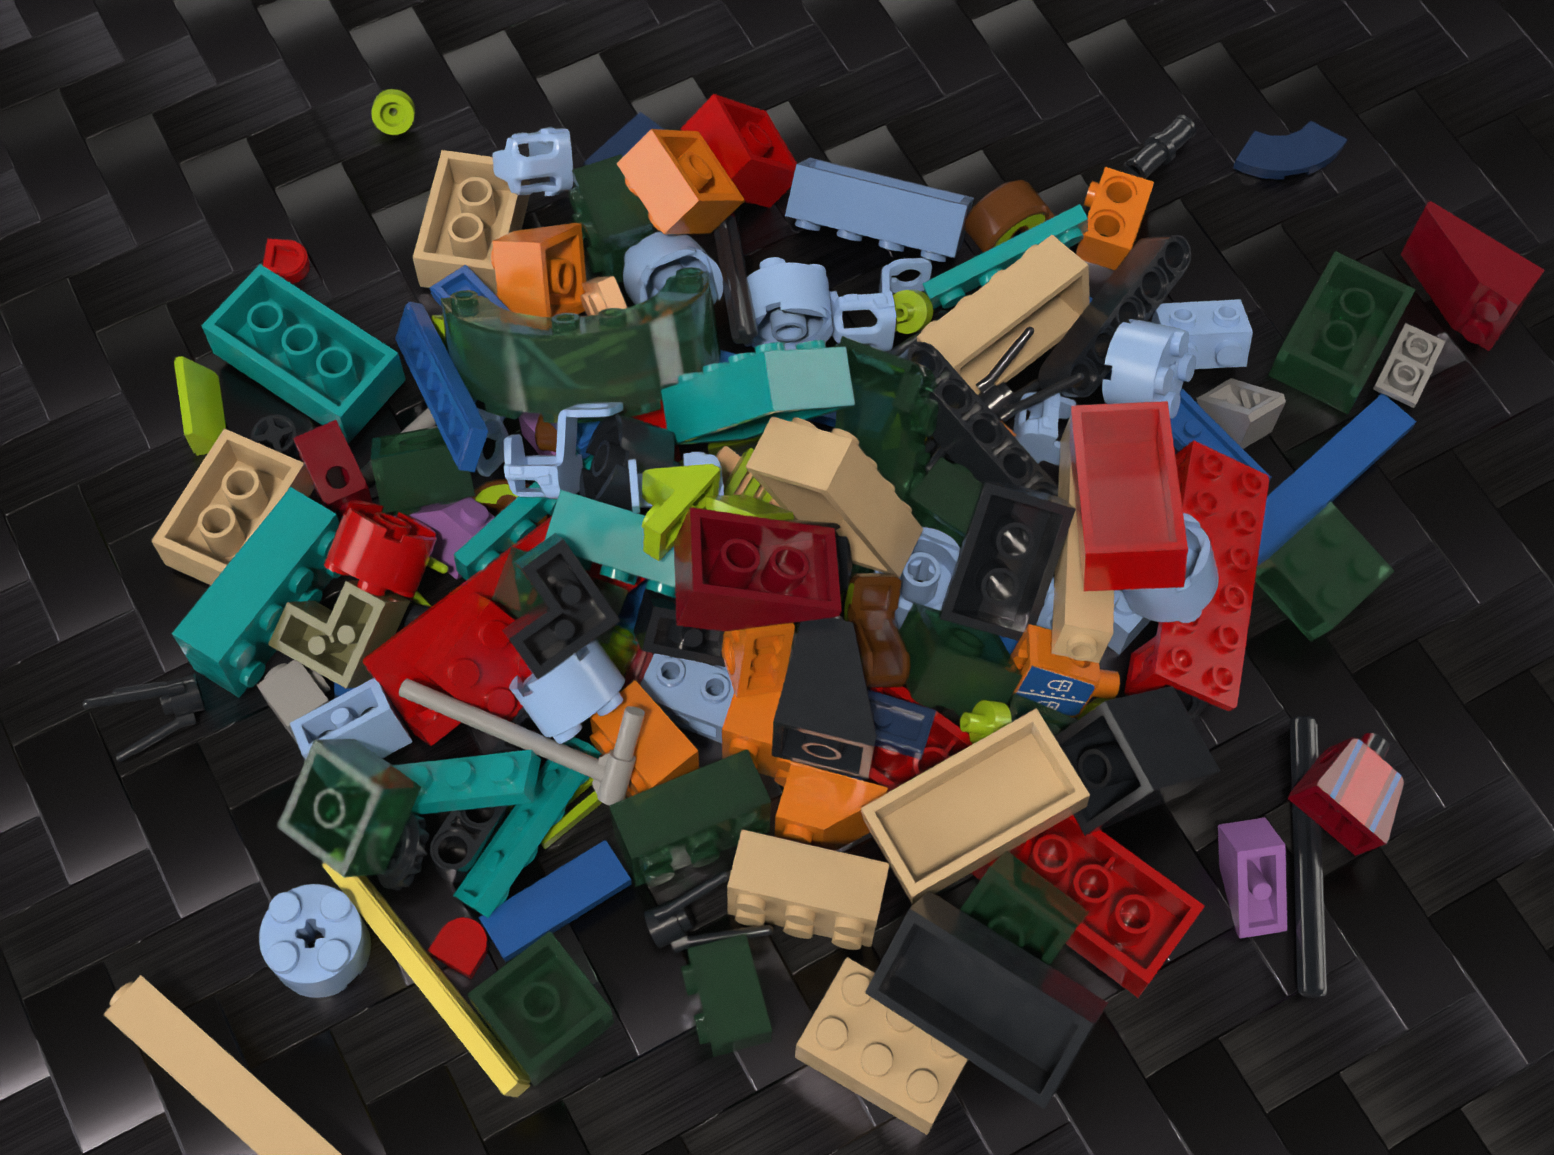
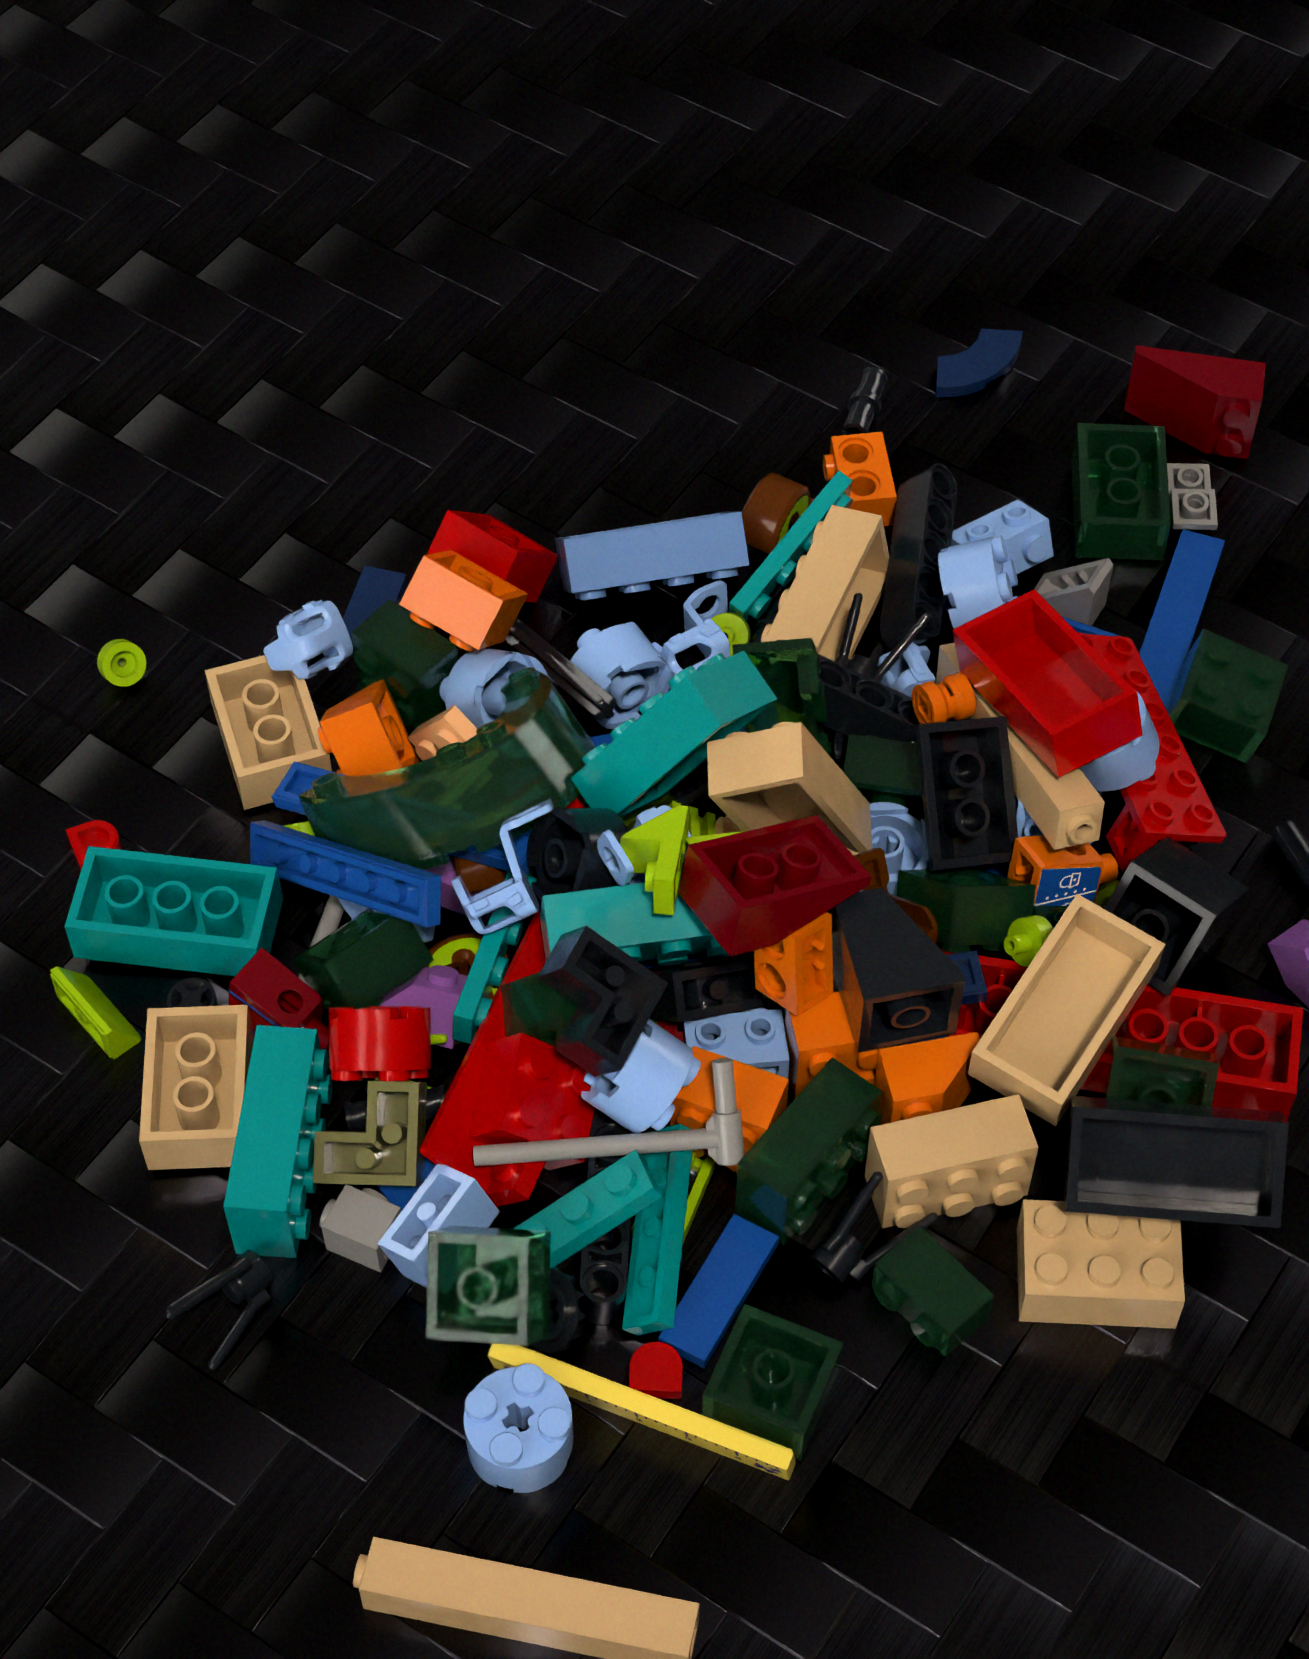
camera: 25 degrees left, 10 degrees down
(1042, 464) = (945, 700): none -> orange wheel

